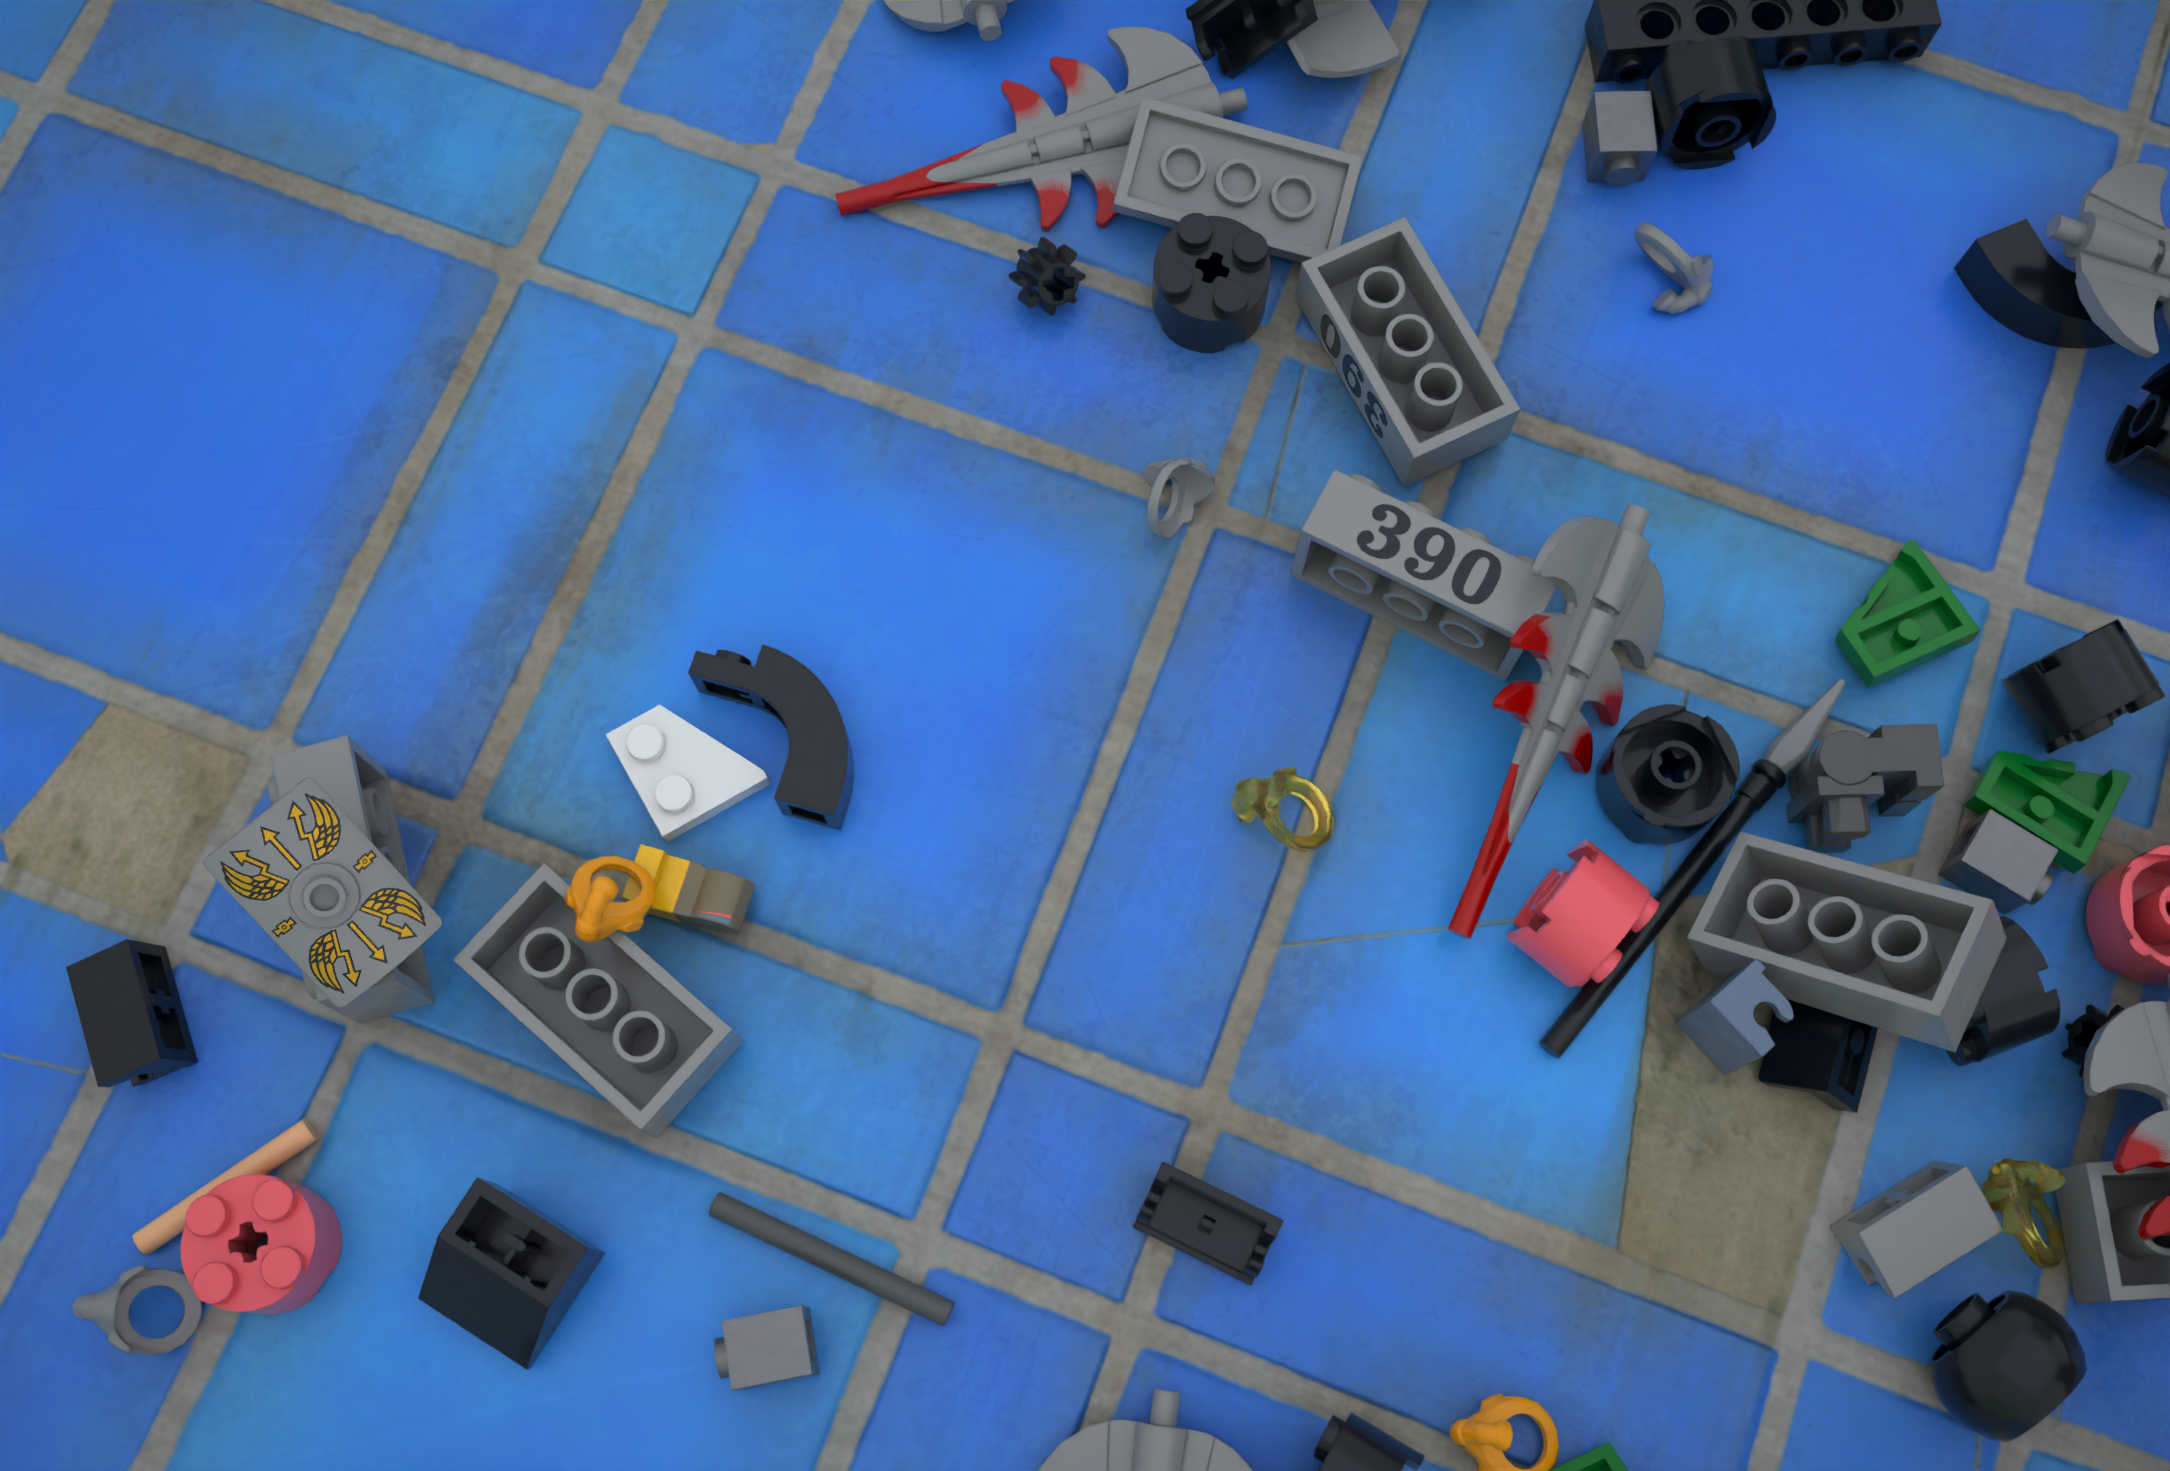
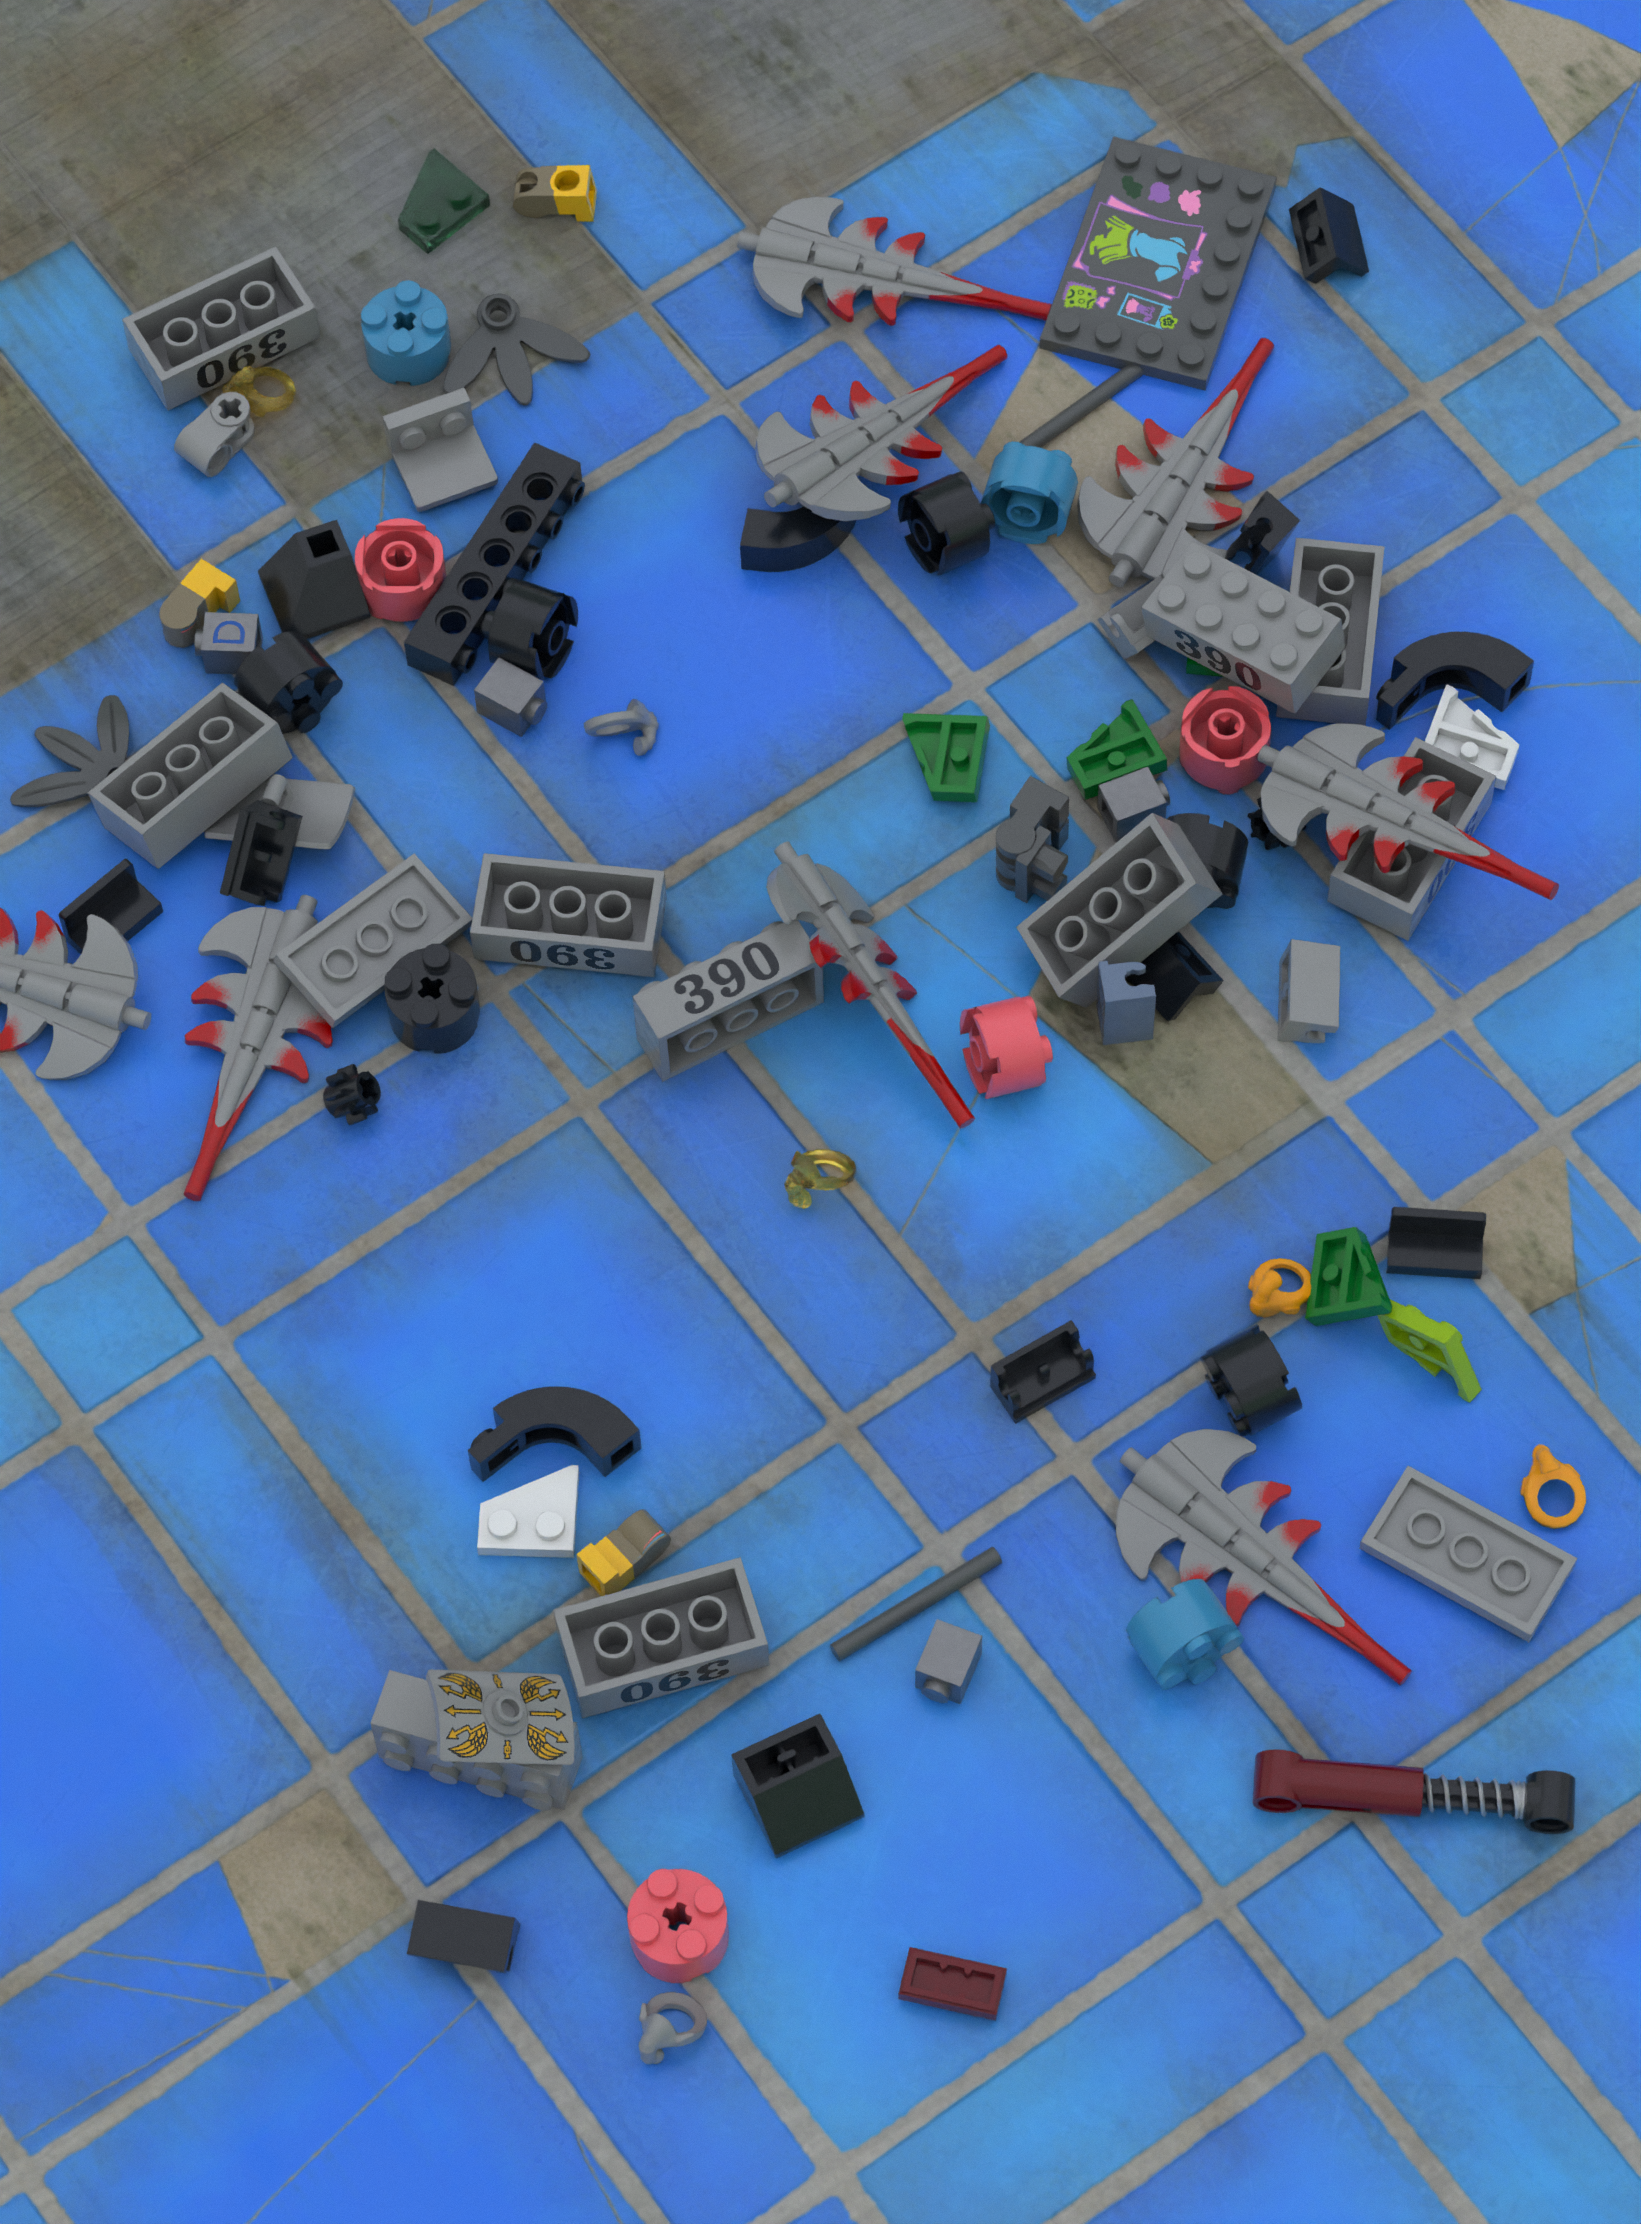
camera: 55 degrees left, 10 degrees down
(259, 1162) = (619, 1942): light nougat bar -> none
(593, 902) = (612, 1591): light orange piece -> none
(1189, 485) = (561, 1100): light grey piece -> none
(1664, 743) = (952, 946): black brick -> none
(1752, 794) = (994, 903): black piece -> none
(2004, 1363) = (1409, 994): black wheel -> none
(2011, 1193) = (1331, 928): clear yellow piece -> none
(2083, 687) = (1061, 686): black brick -> none

